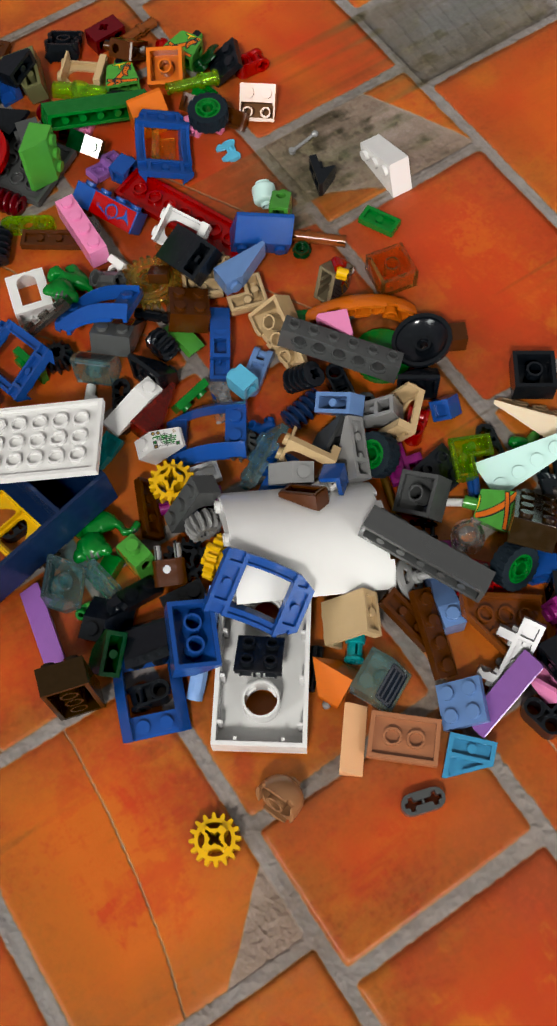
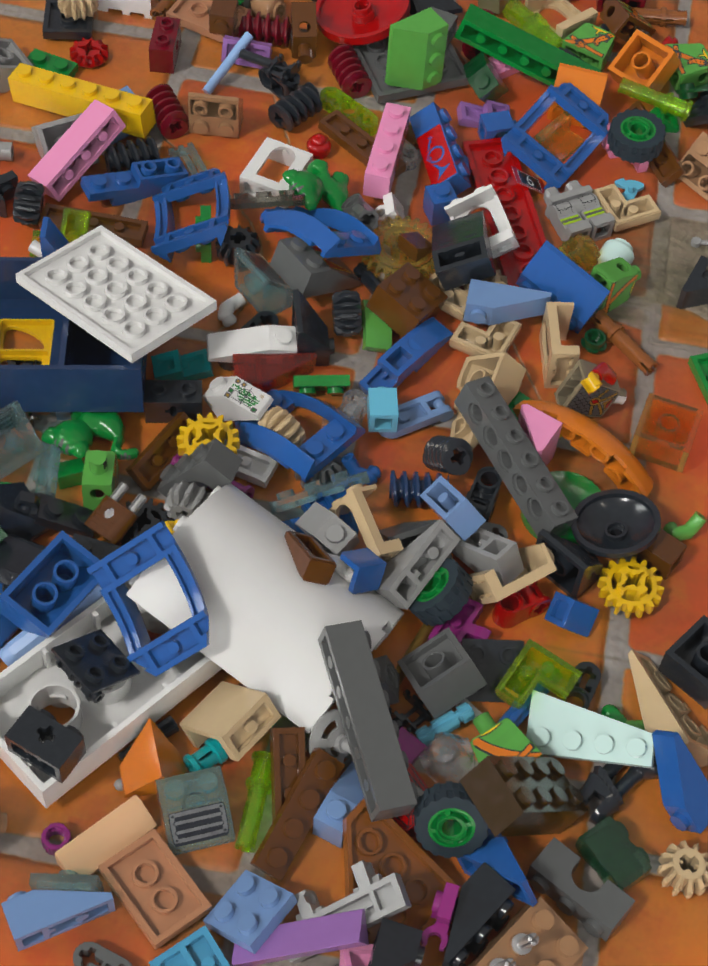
camera: 35 degrees right, 10 degrees down
(35, 259) = (319, 146): none -> red plate
(124, 473) = (168, 397): none -> black brick
(140, 238) = (434, 201): none -> blue brick
(173, 186) = (528, 180): none -> sticker
(200, 436) = (283, 423): none -> tan gear
(218, 185) = (577, 212): none -> light grey hips
(238, 165) = (627, 213): none -> tan brick
(245, 203) = (581, 251): none -> clear yellow gear
(297, 720) = (54, 757): none -> black brick
(304, 274) = (556, 358): none -> tan panel
(321, 758) = (54, 829): none -> magenta axle
(362, 780) = (66, 881): none -> clear light blue plate
(367, 804) = (47, 913): none -> medium blue slope
(396, 638) = (258, 788): none -> clear neon green pin
(448, 519) = (446, 723): none -> medium azure axle
(452, 311) = (687, 530): none -> bright green arm
(468, 368) = (630, 587): none -> yellow gear

